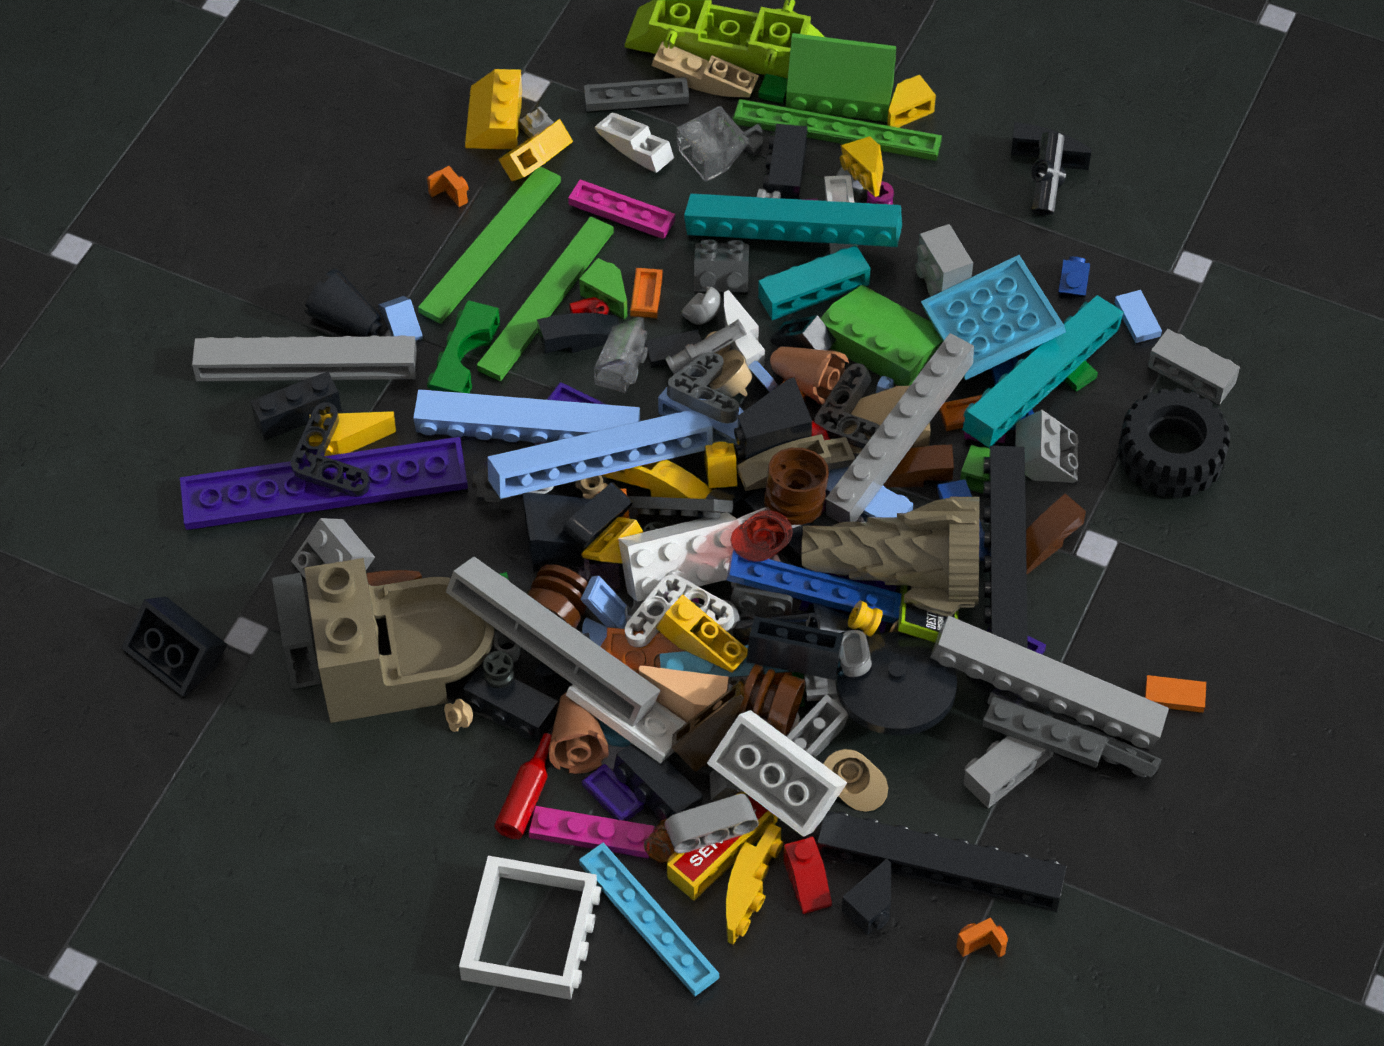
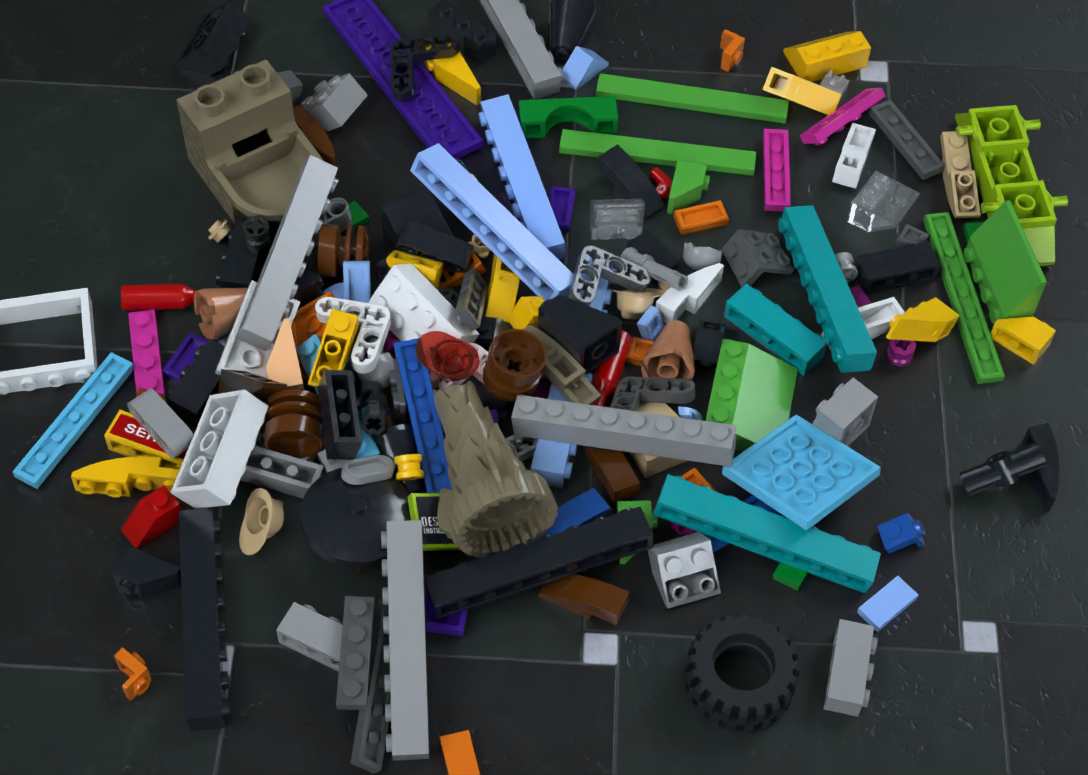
camera: 65 degrees right, 0 degrees up
(582, 130) = (846, 113): none -> dark pink plate

